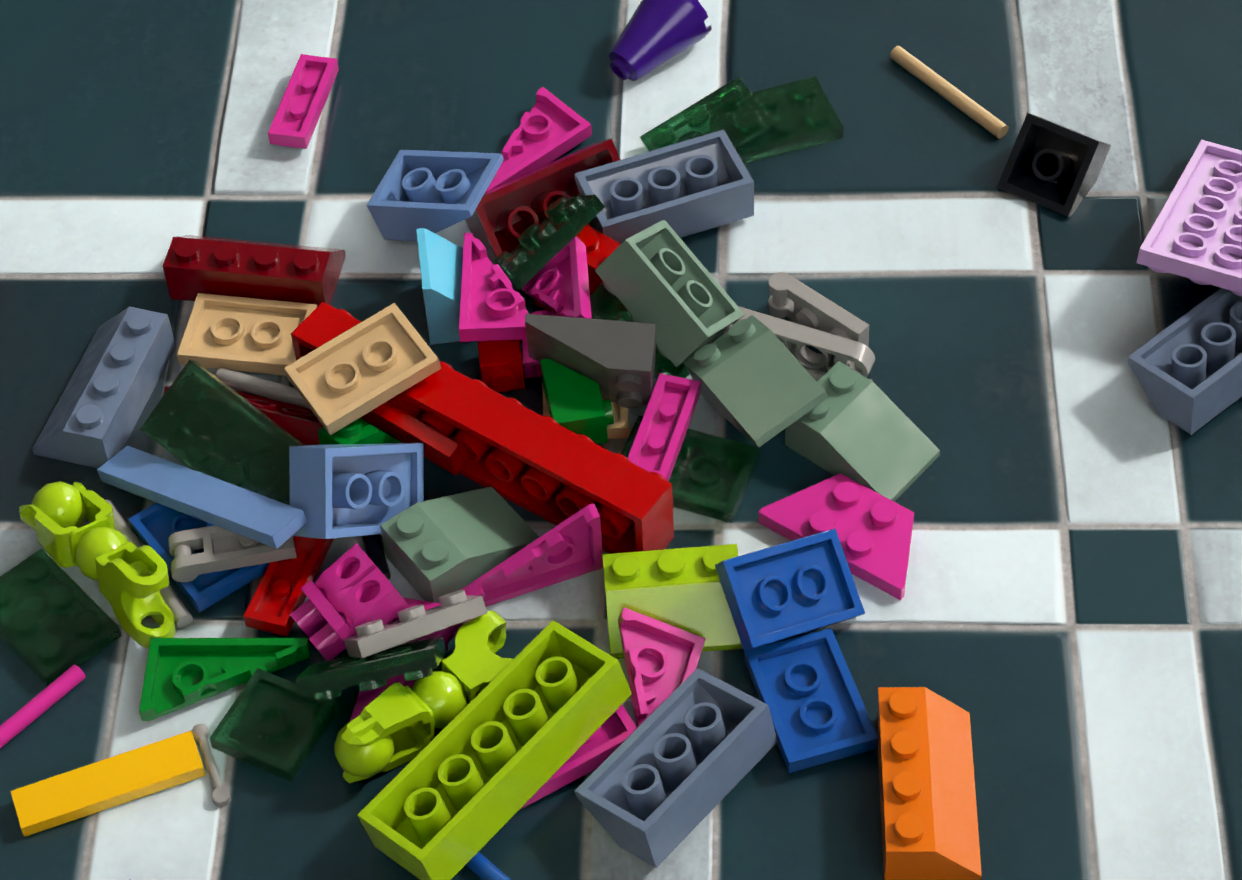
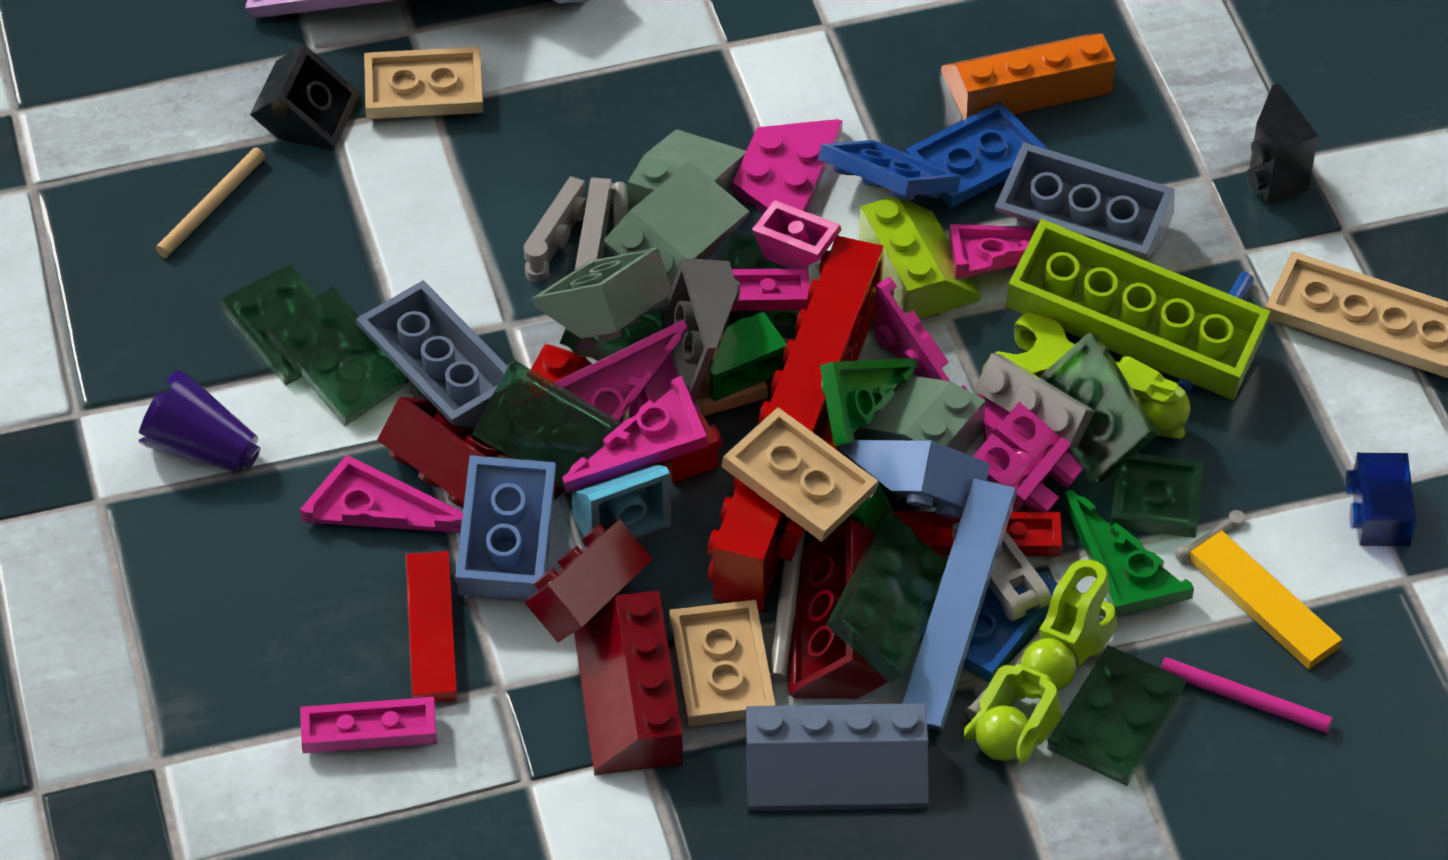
camera: 110 degrees left, 0 degrees up
(360, 239) = (587, 579): none -> dark red brick
(361, 154) = (431, 626): none -> red tile
(468, 461) = (860, 389): none -> green wing
(699, 462) = (793, 236): none -> dark pink slope
(1059, 257) = (423, 82): none -> tan plate

